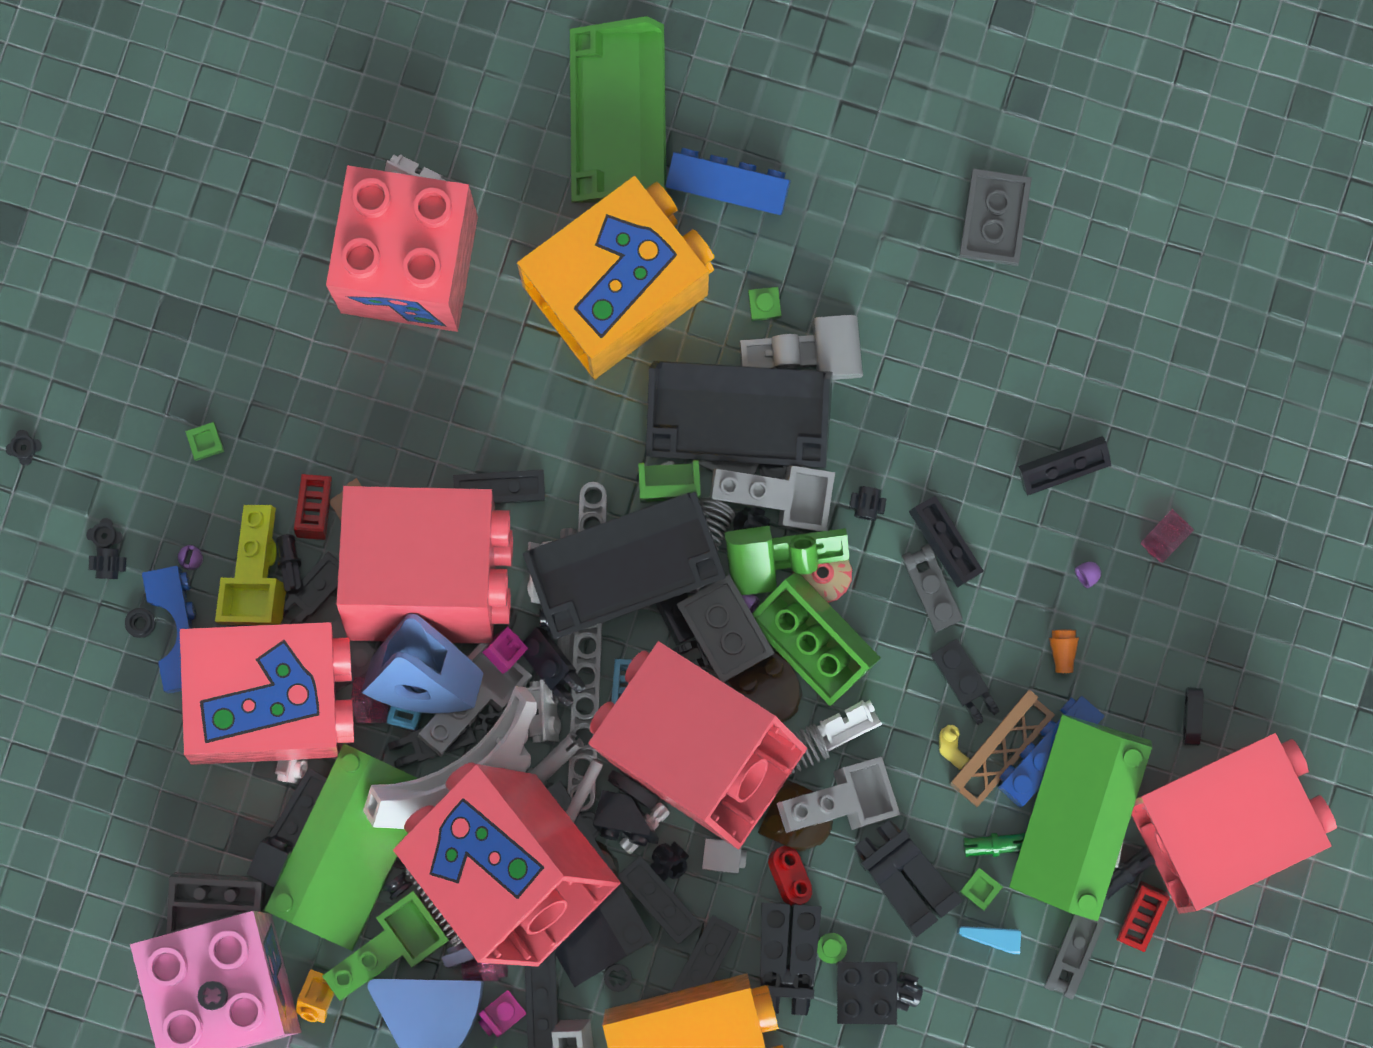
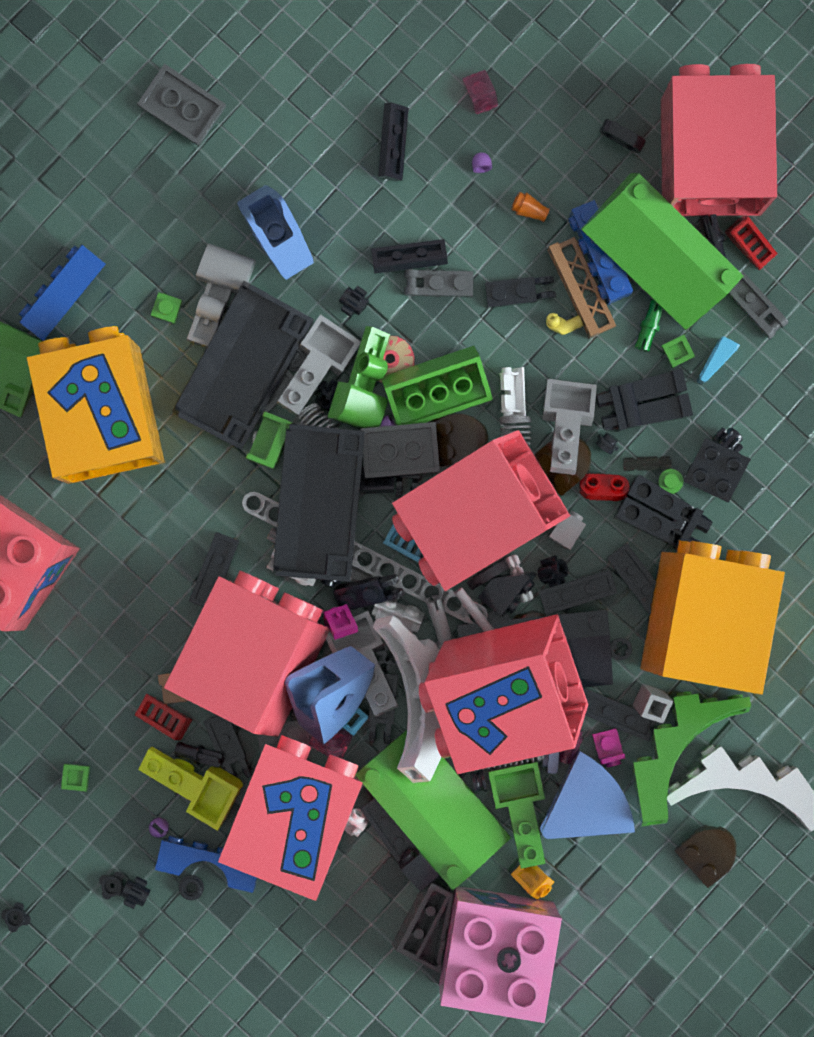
camera: 65 degrees left, 5 degrees up
(839, 912) = (647, 463): none -> clear smoke axle
(841, 857) = (607, 443): none -> black plate
(902, 381) = (276, 231): none -> medium blue piece

